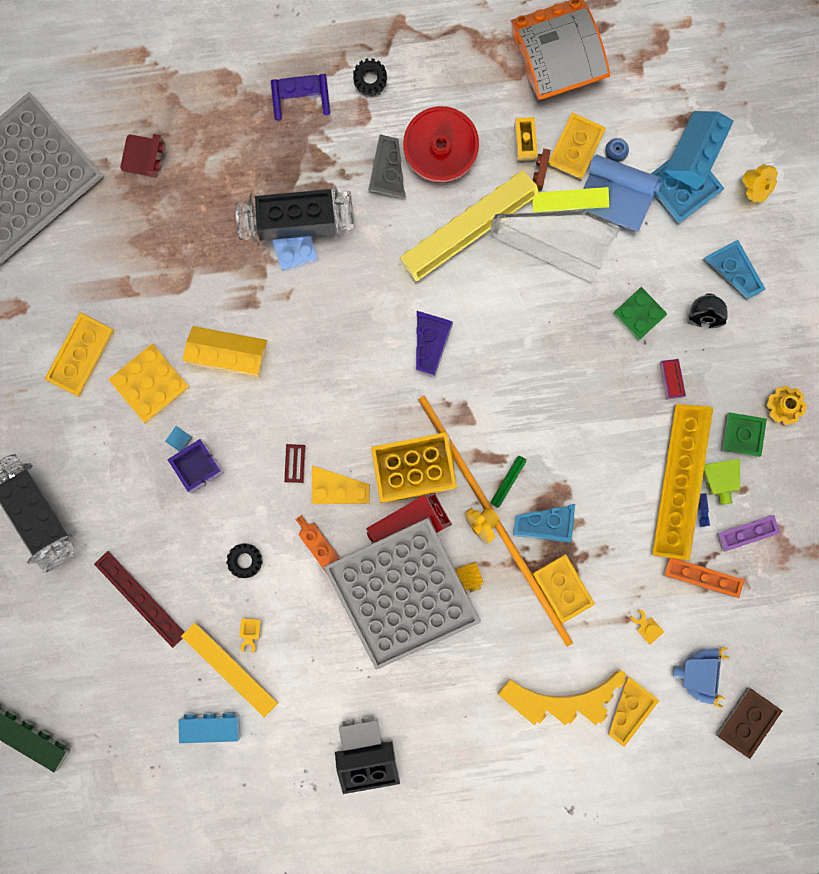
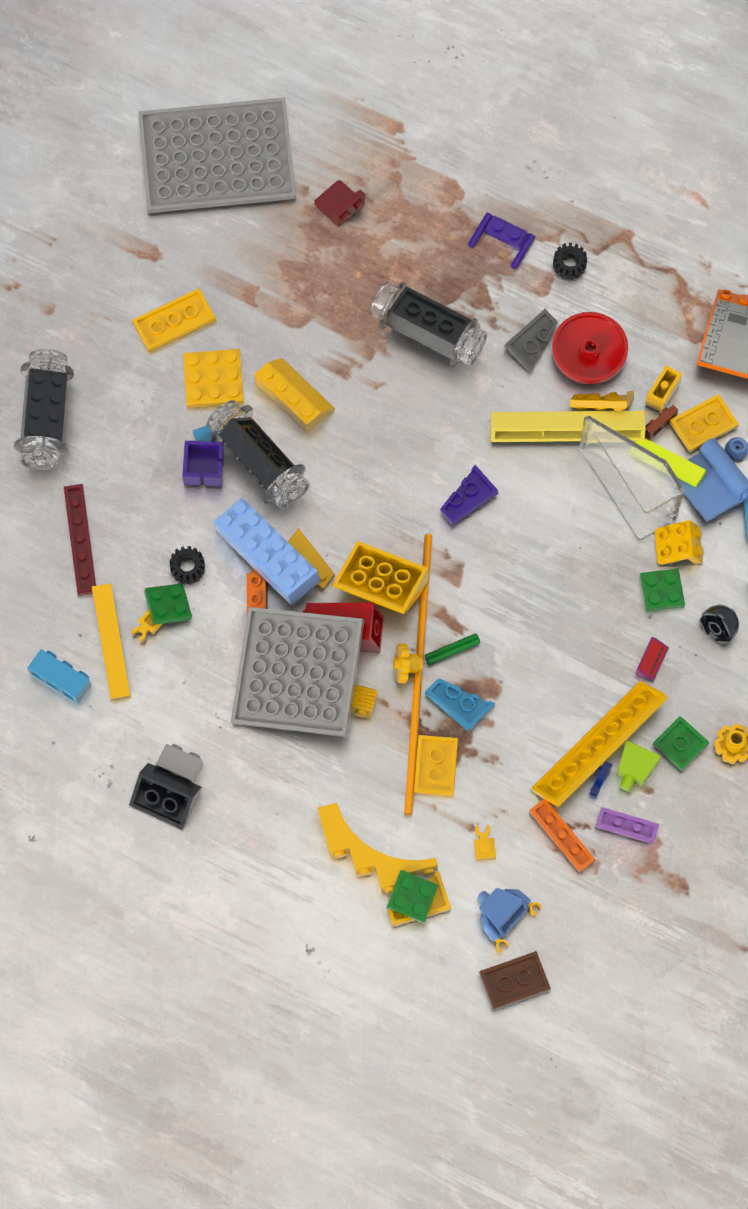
camera: 30 degrees right, 15 degrees down
(236, 428) = (259, 453): none -> brick
(253, 606) = (167, 604): none -> green plate
(294, 251) = (408, 354): light blue plate -> none
(295, 456) = (286, 528): dark red tile -> none
(303, 507) = (267, 551): none -> light blue brick
(479, 187) = (593, 400): none -> yellow wing
(625, 715) = (412, 896): none -> green plate
(627, 265) = (679, 543): none -> yellow bracket

